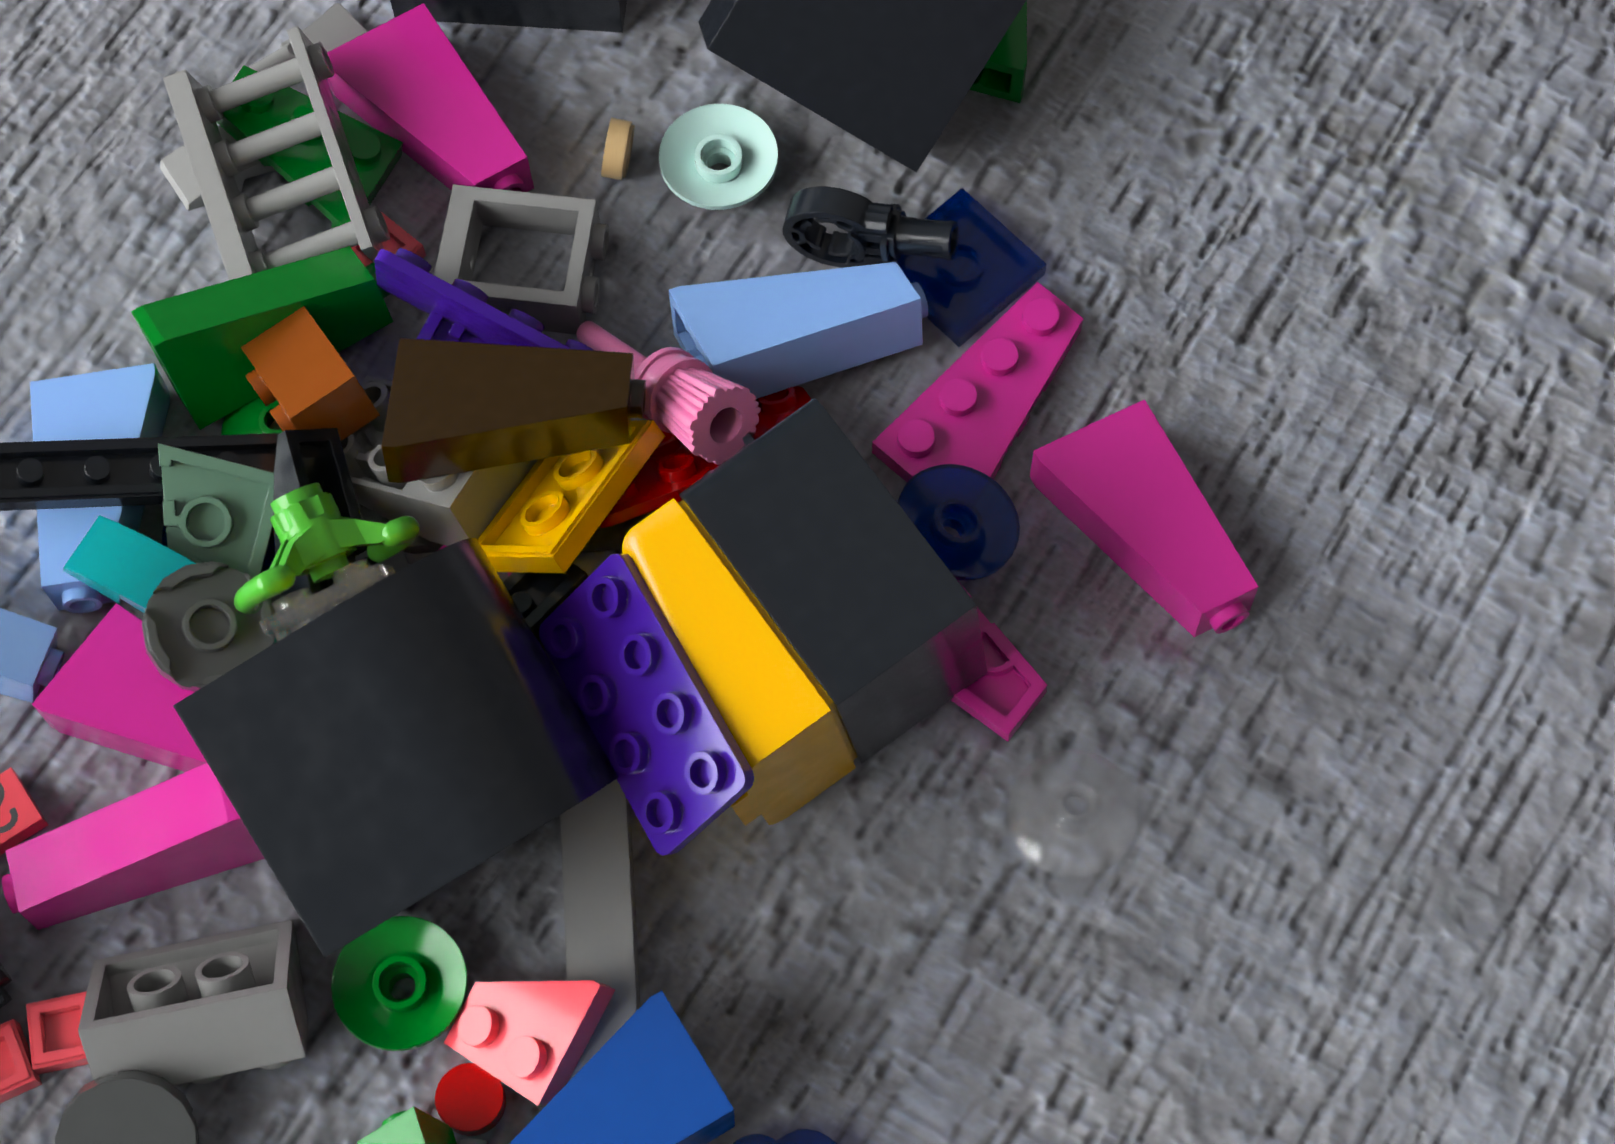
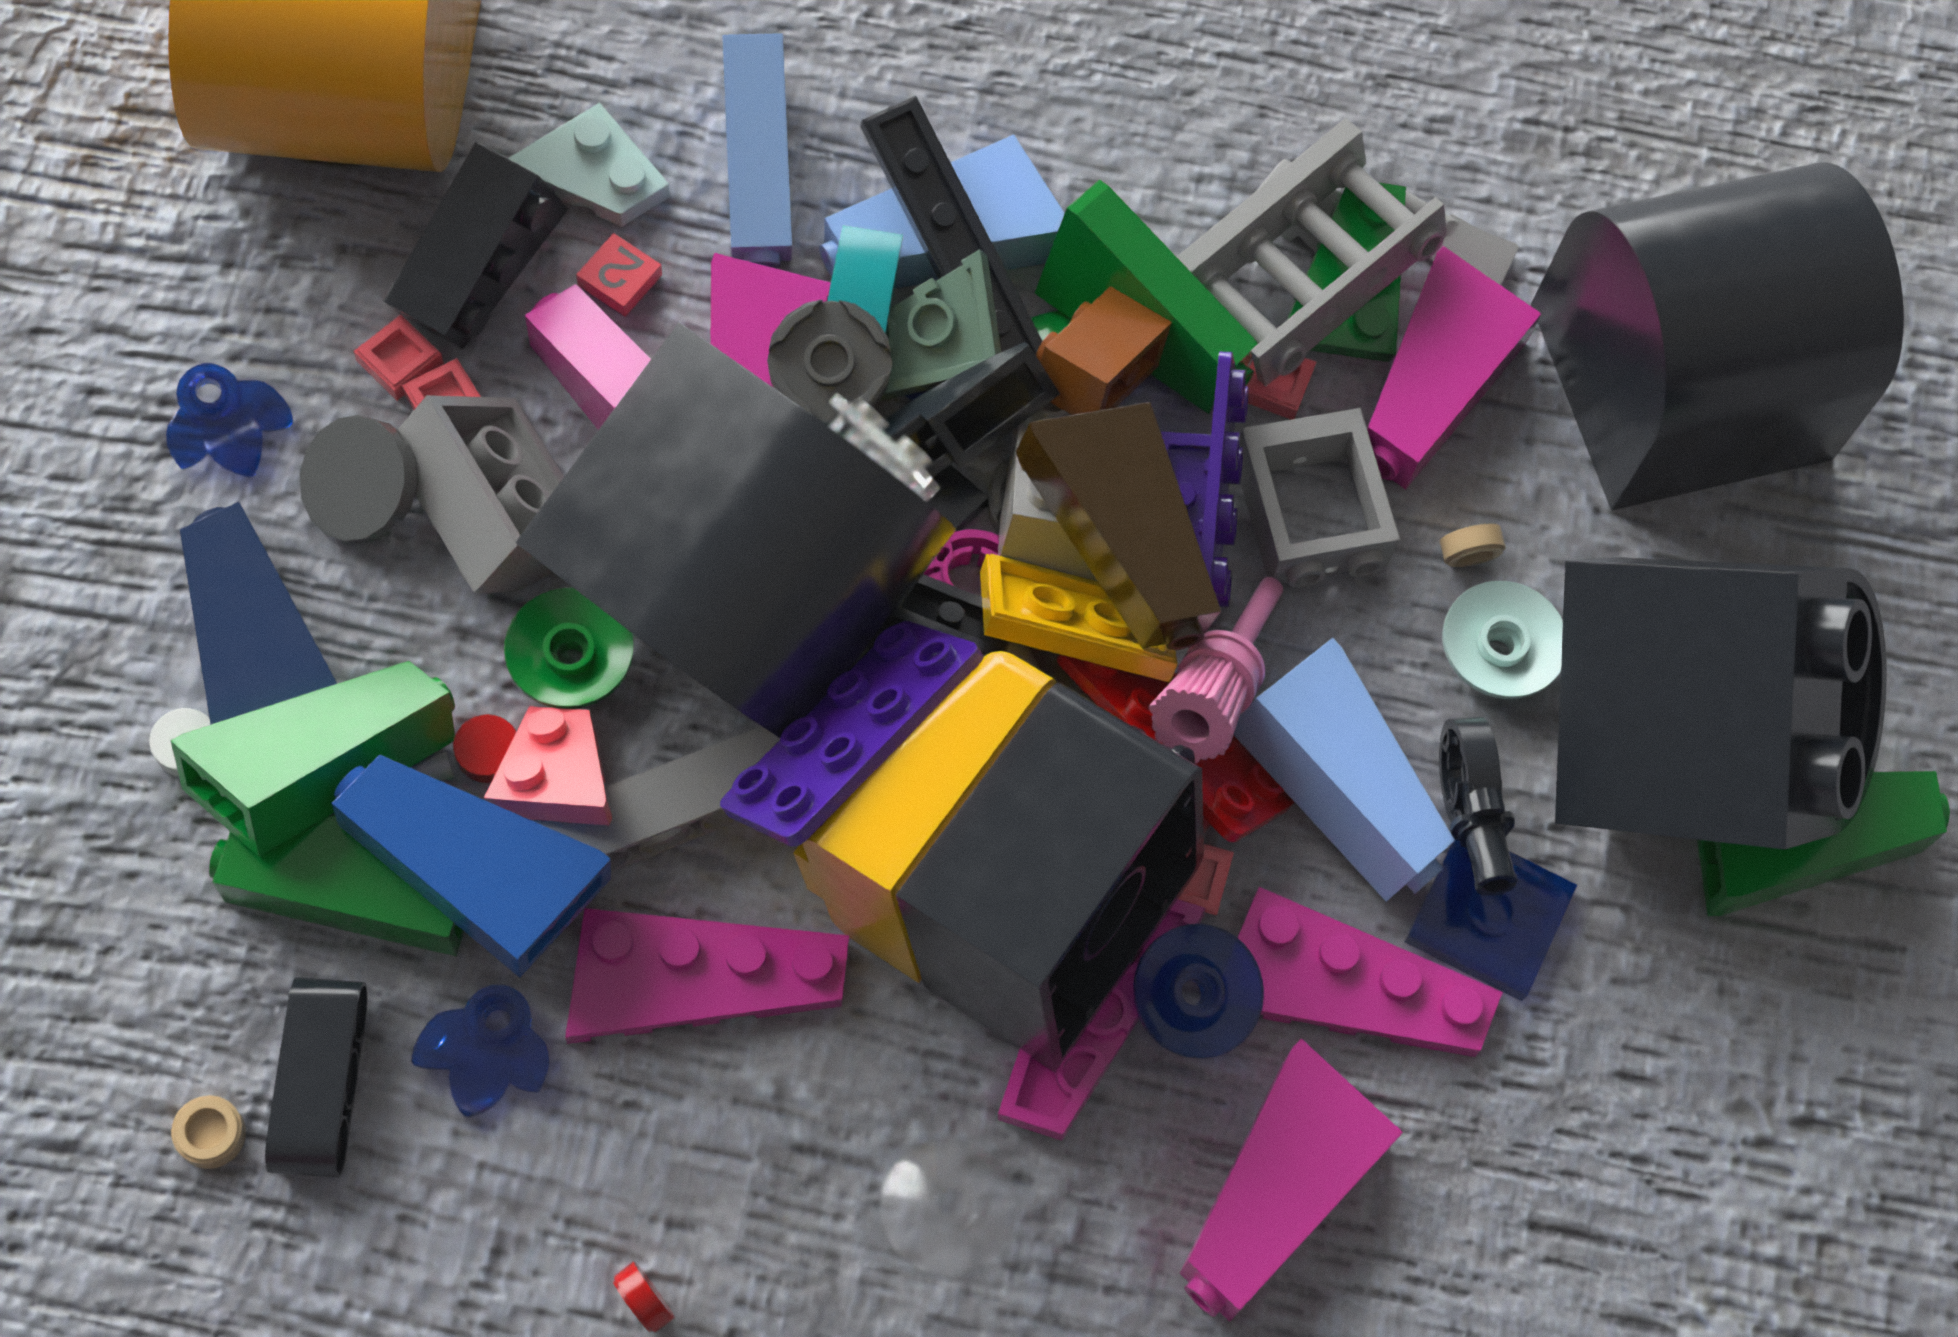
camera: 60 degrees right, 0 degrees up
(317, 543) = (928, 411): bright green piece -> none
(770, 981) = (682, 971): none -> dark pink wing
(1078, 1109) = (643, 1298): none -> red tile

